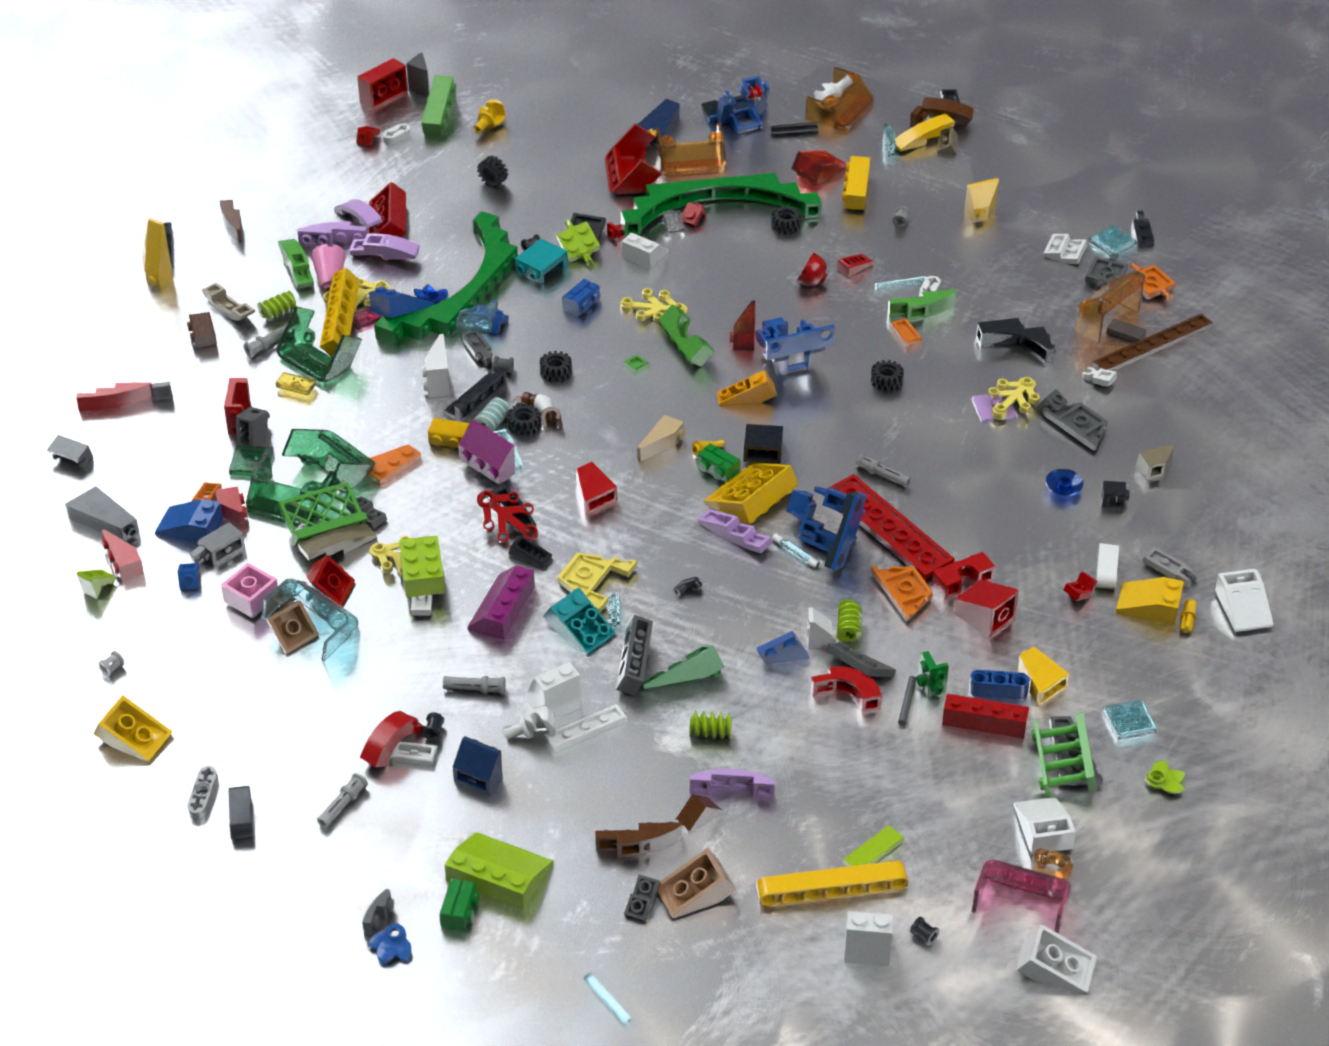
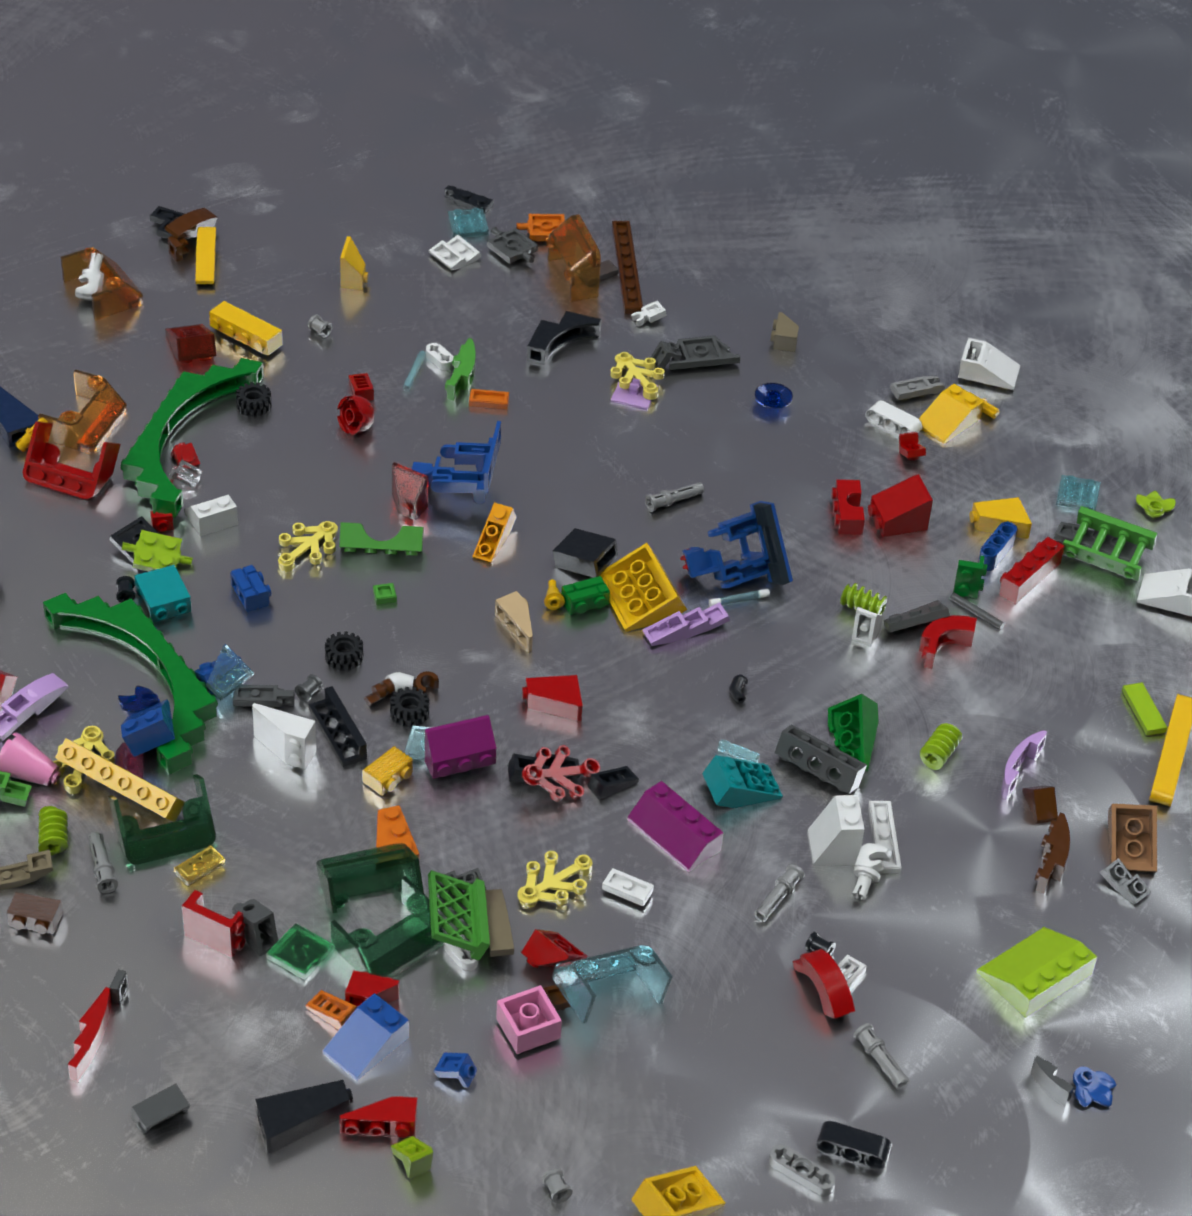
camera: 65 degrees left, 0 degrees up
(218, 545) = (428, 1024): hinge -> none
(292, 626) = (609, 1005): medium nougat slope -> none
(421, 566) = (596, 862): lime brick -> none
(458, 904) = (1071, 1015): green brick -> none
(478, 766) = (905, 928): dark blue slope -> none
(493, 414) = (388, 725): light aqua piece -> none
(589, 571) = (675, 751): light yellow wing -> none
(750, 102) = (41, 347): blue container -> none
(783, 649) = (873, 666): blue wing -> none
(792, 128) = (108, 332): black axle -> none
(888, 140) = (194, 283): clear light blue slope -> none
(889, 382) = (544, 436): black tyre -> none
(897, 531) = (794, 522): red plate -> none
(904, 588) = (839, 550): orange wing -> none
(947, 142) = (230, 249): dark tan slope -> none
(1114, 494) = (808, 376): black brick -> none

